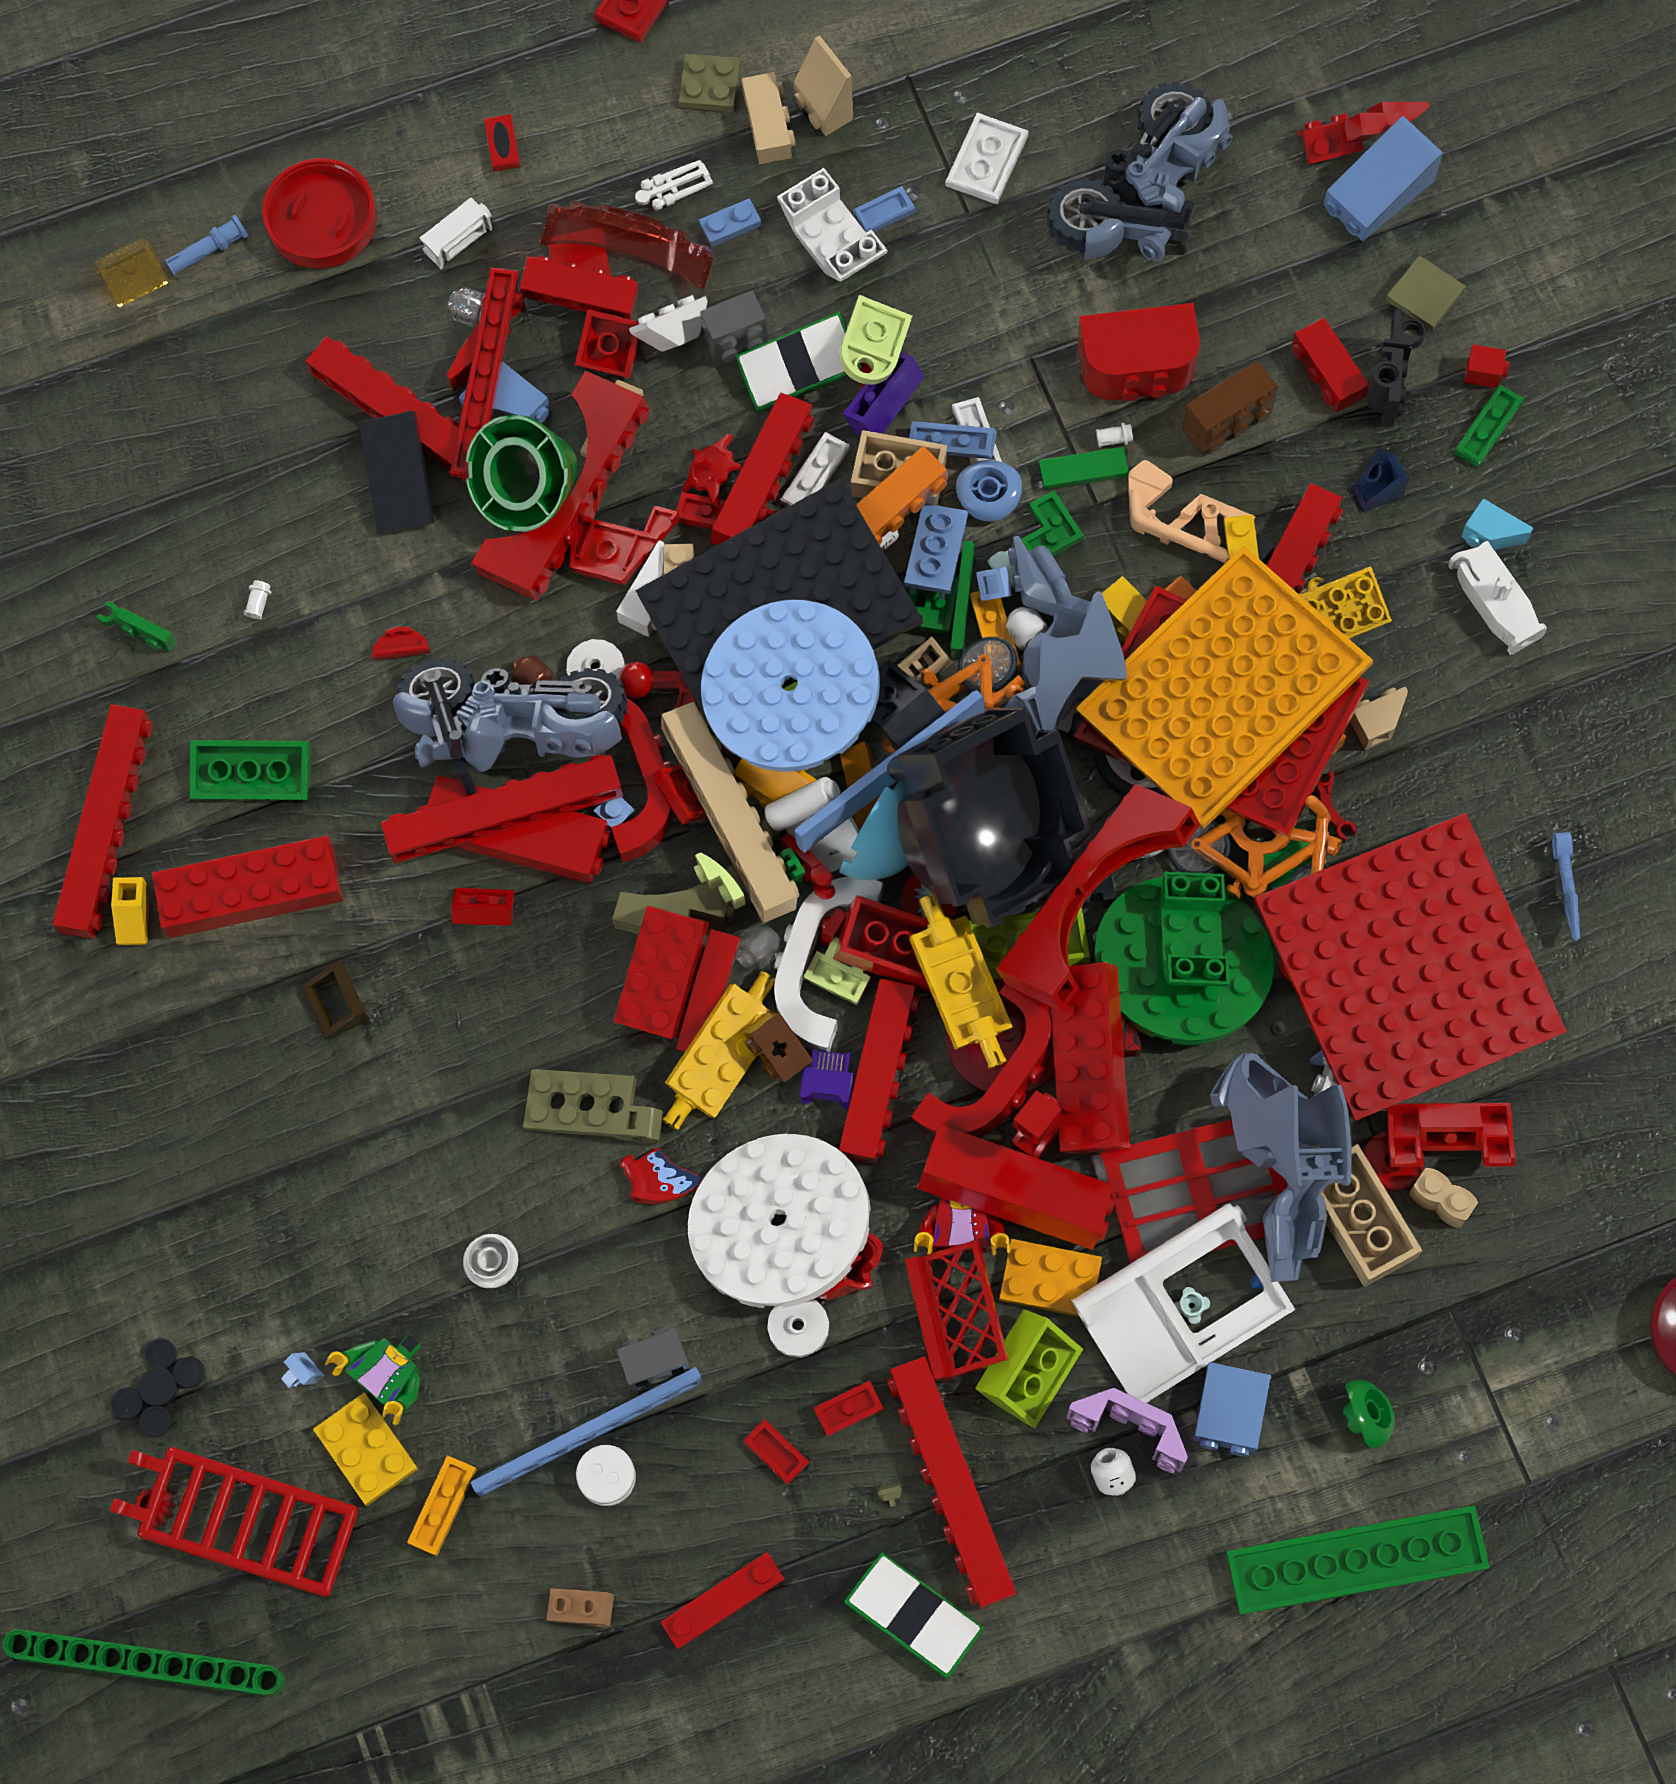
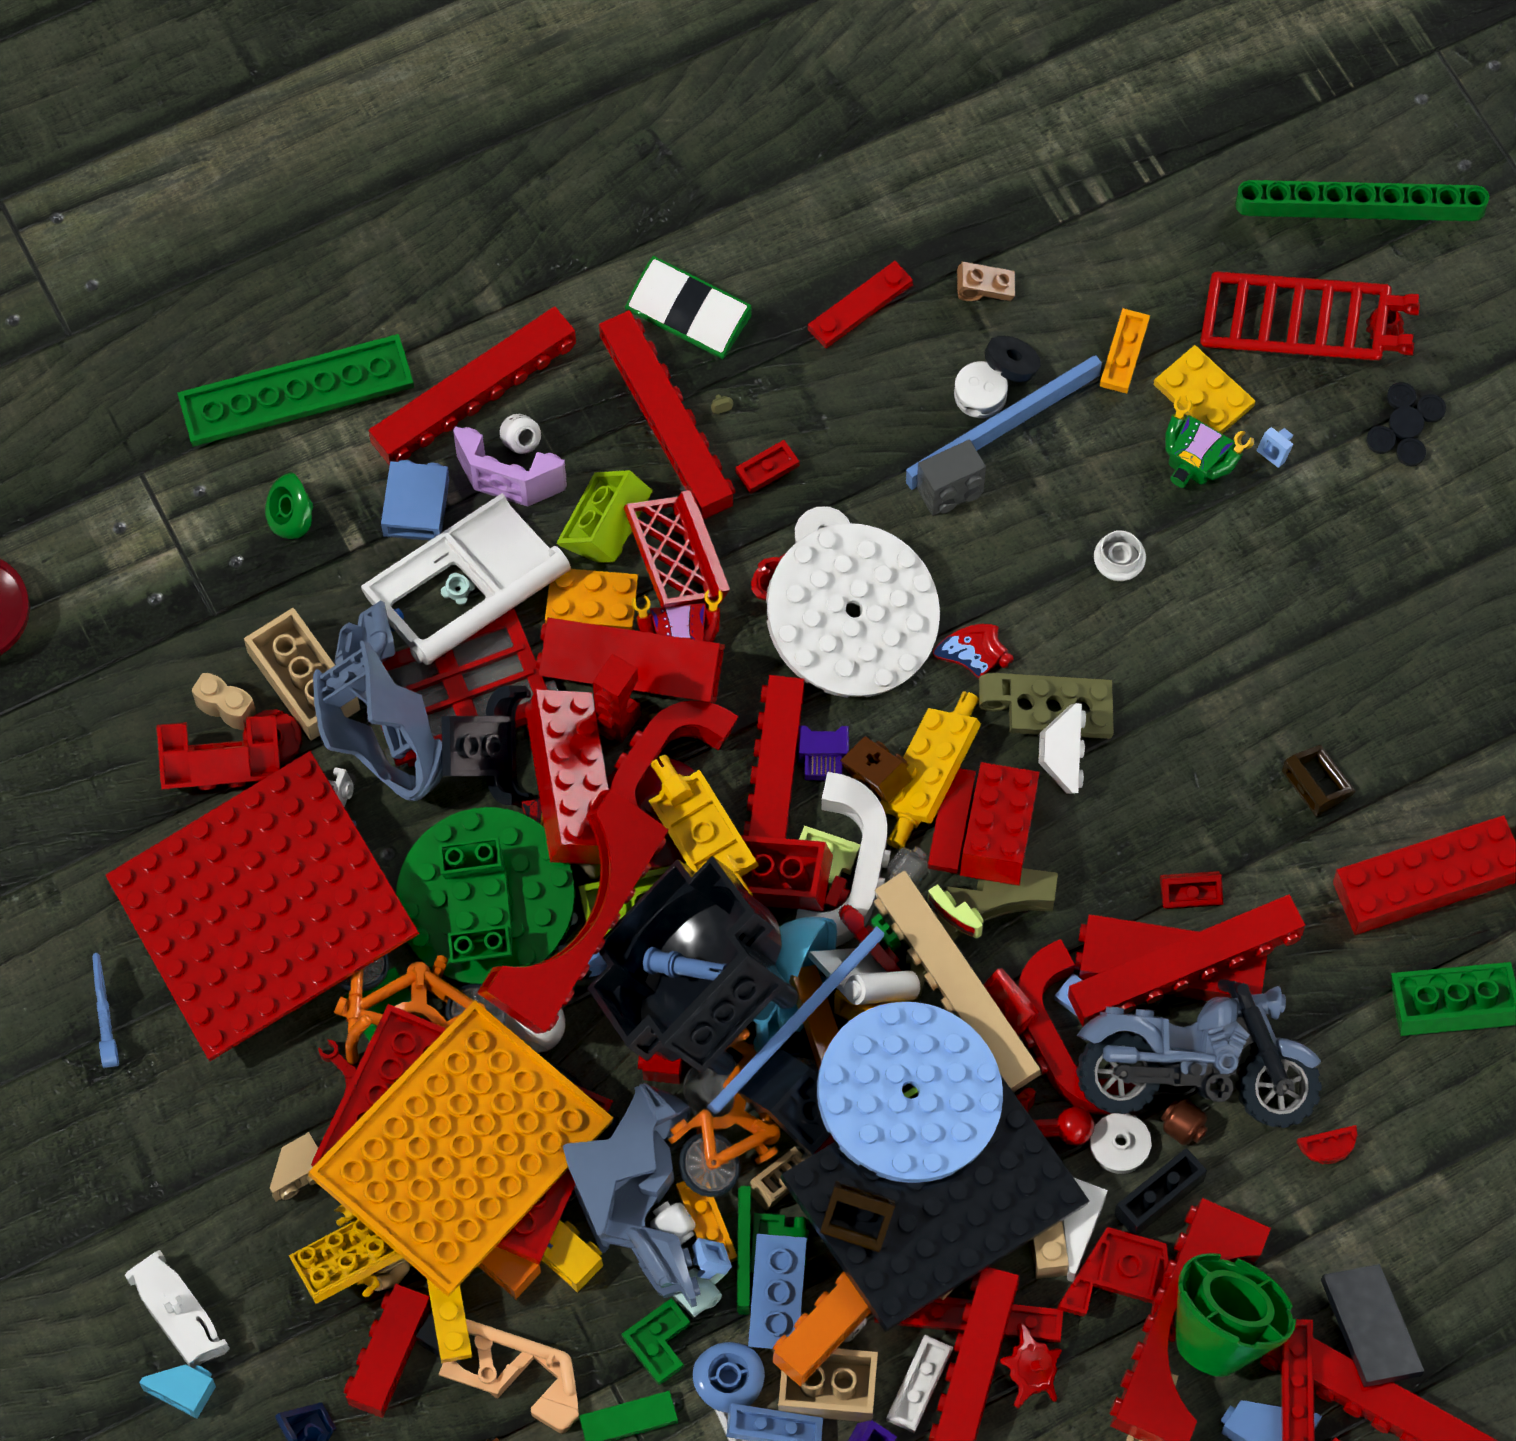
camera: 170 degrees right, 5 degrees down
(257, 599) = (1491, 1178): white pin -> none
(551, 1509) = (1024, 358): none -> black tile
(567, 608) = (1160, 1192): none -> black brick
(585, 1049) = (1062, 748): none -> white slope
(776, 1451) = (829, 426): red tile -> none
(852, 578) = (863, 1200): none -> dark brown tile
(1002, 843) = (675, 965): none -> medium blue pin
(1160, 1540) = (473, 386): none -> red brick
(1172, 1103) = (487, 745): none -> black piece

